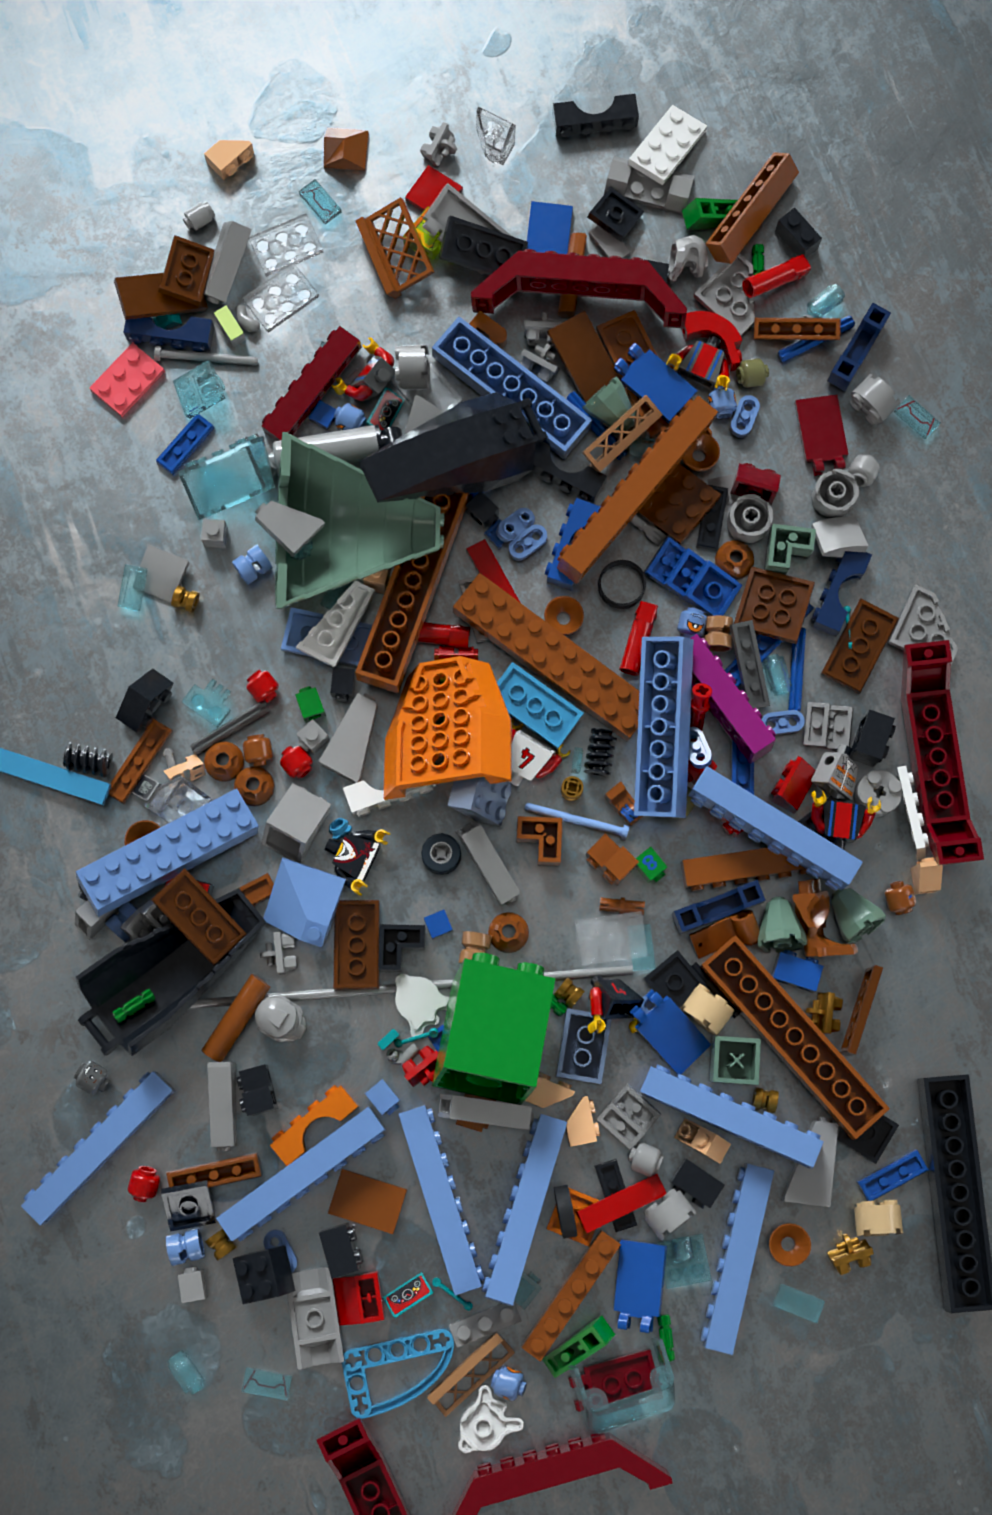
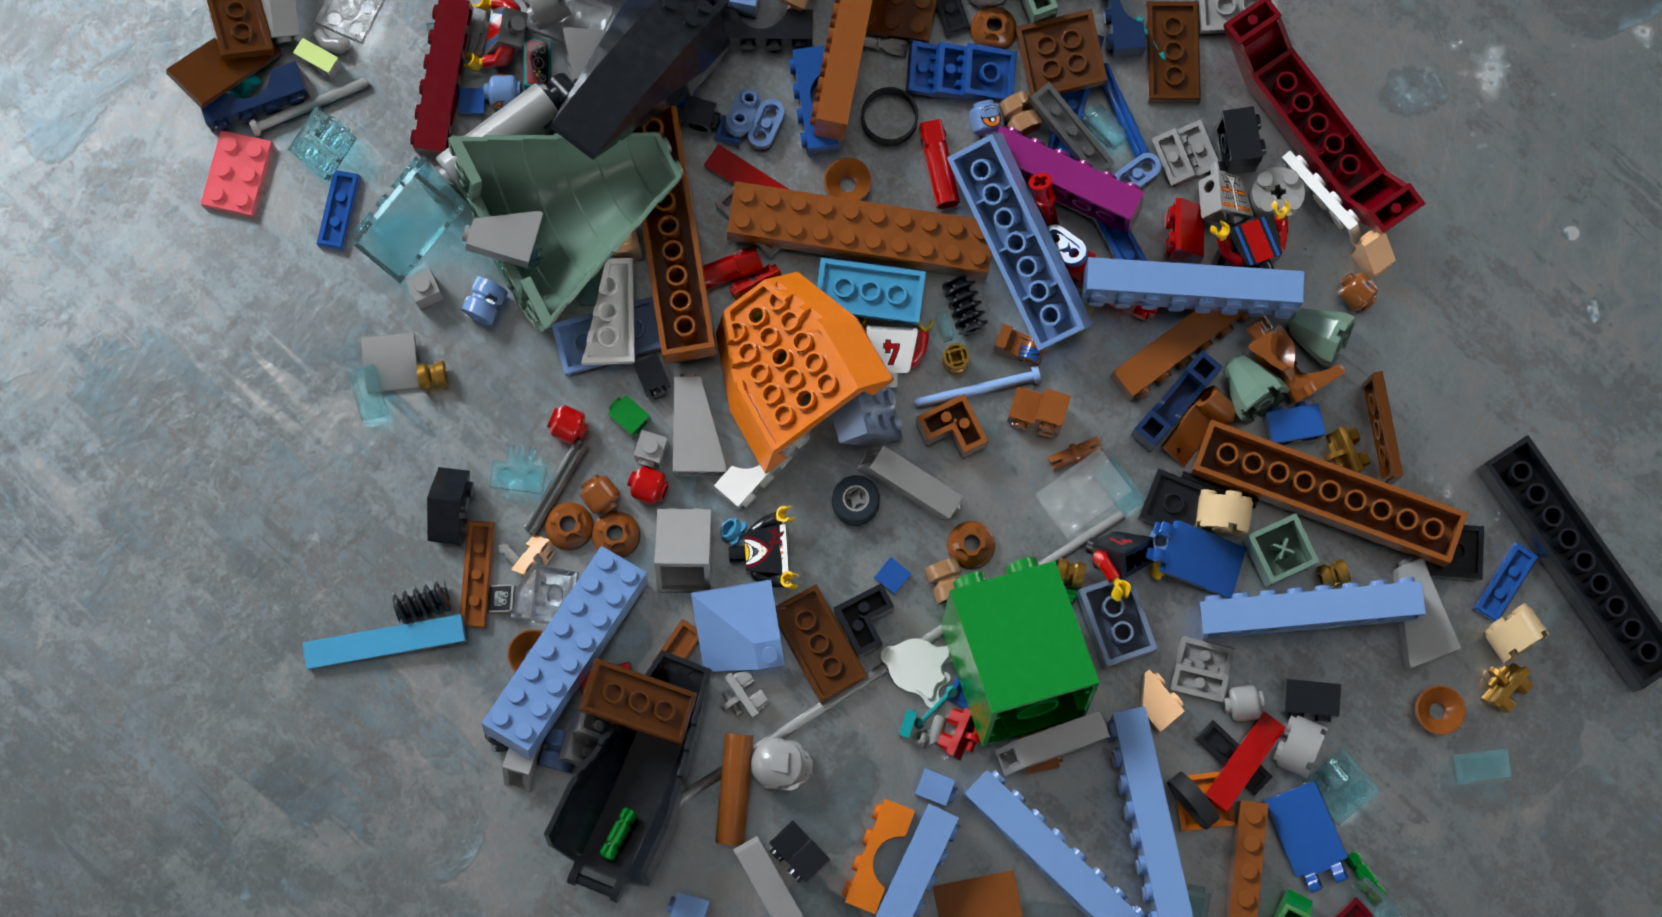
camera: 25 degrees left, 0 degrees up
(549, 1093) = (1110, 688): light nougat slope -> none
(651, 865) = (1083, 395): green brick -> none
(702, 1140) = (1292, 652): light nougat slope -> none
(738, 1258) = (1395, 753): medium blue brick -> none

